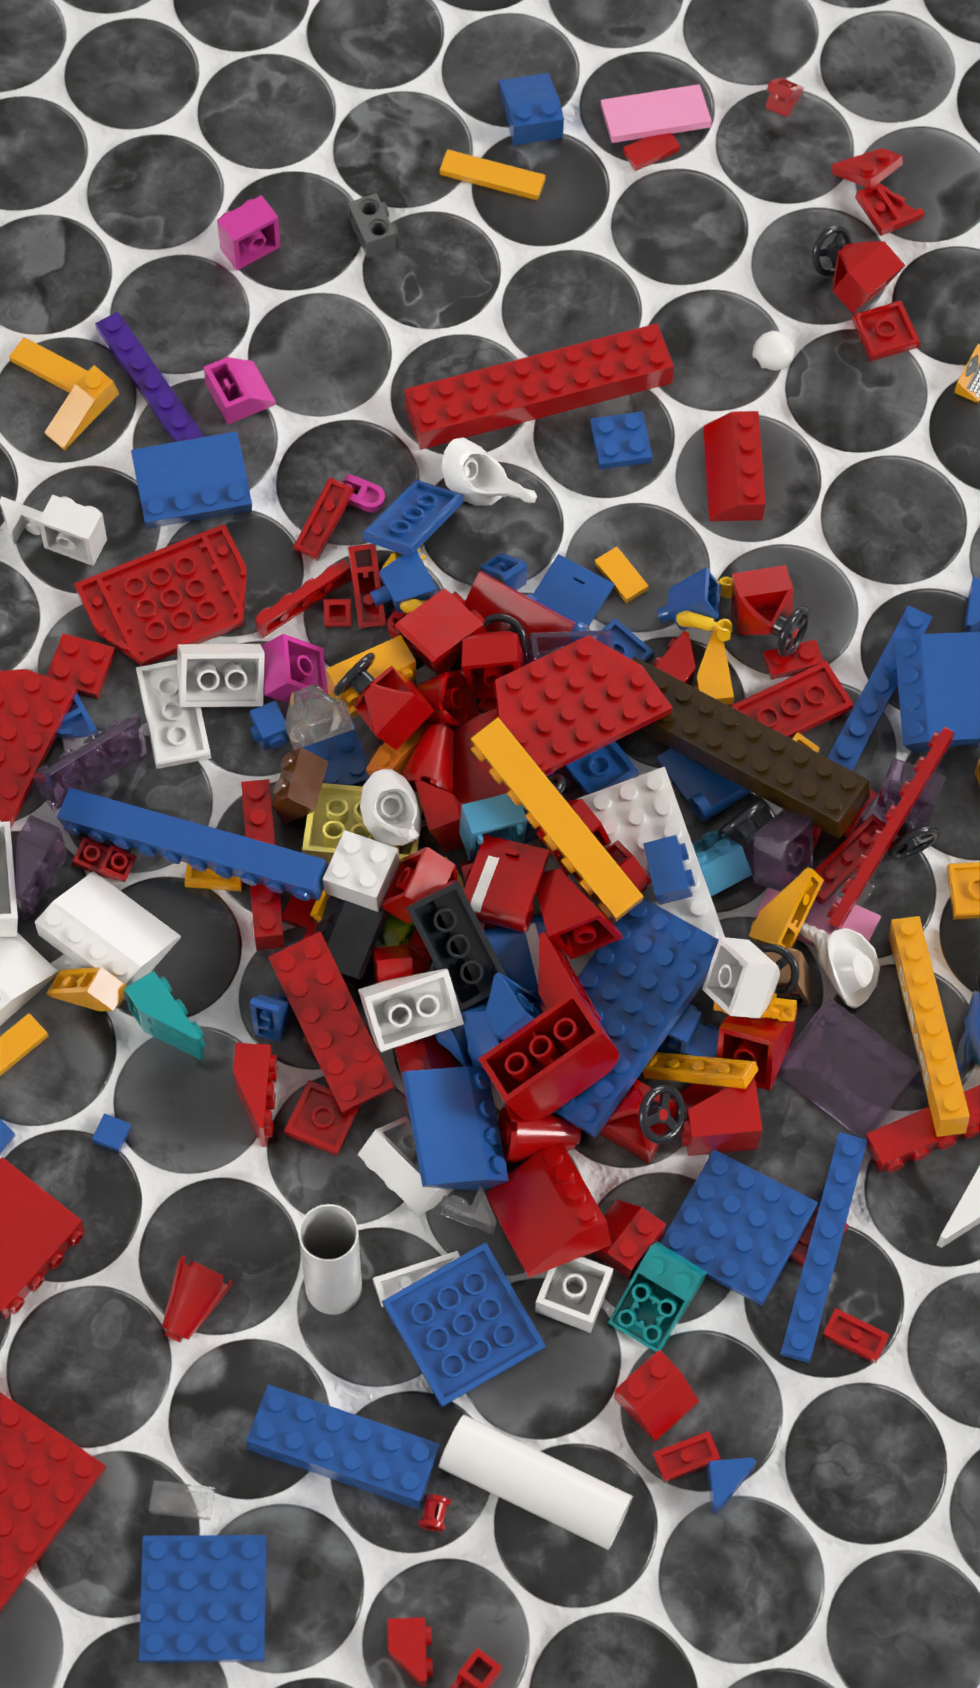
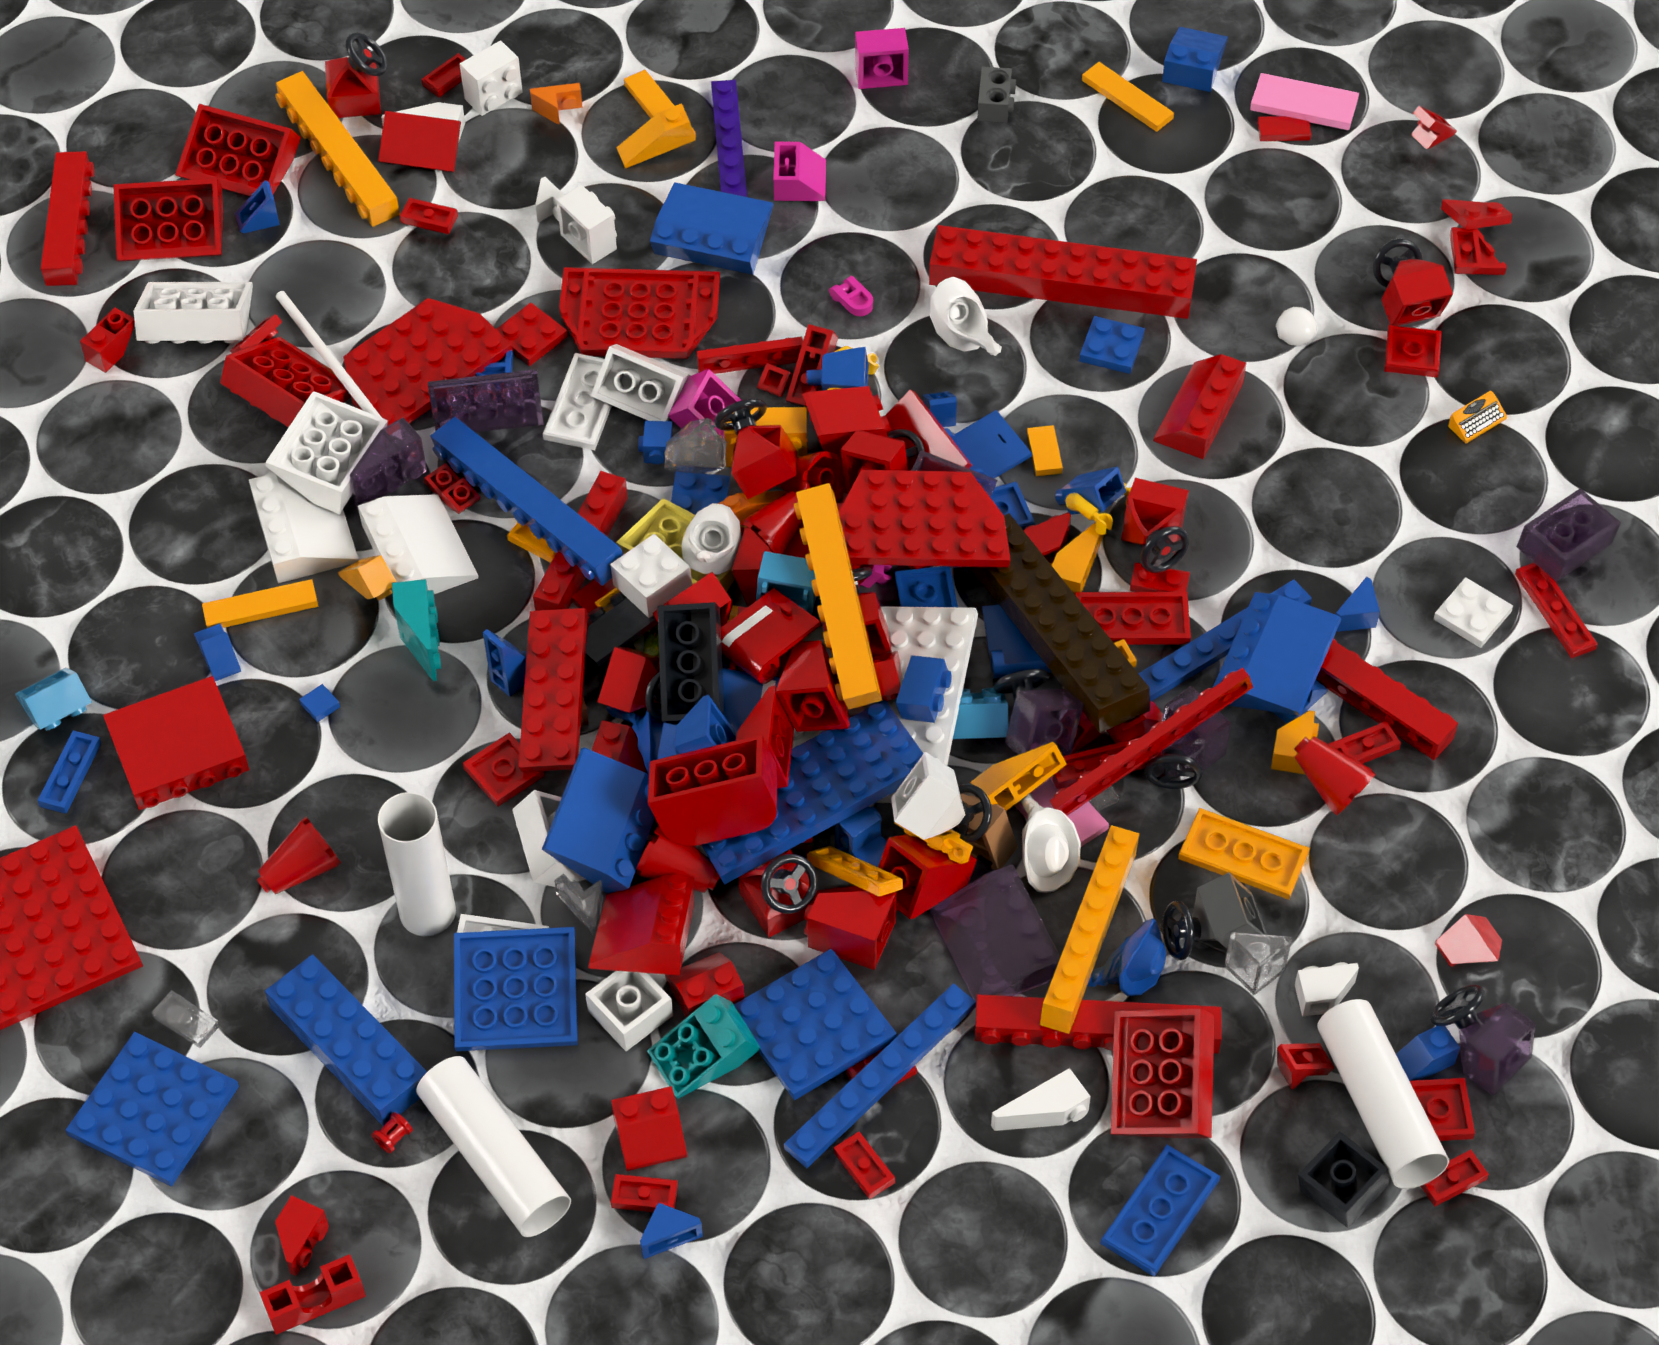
camera: 30 degrees right, 10 degrees down
(254, 1077) = (460, 712): red slope -> none
(298, 784) = (645, 491): reddish brown slope -> none
(323, 519) = (807, 301): red tile -> none
(410, 1008) = (620, 699): white slope -> none
(413, 517) = (881, 326): blue tile -> none

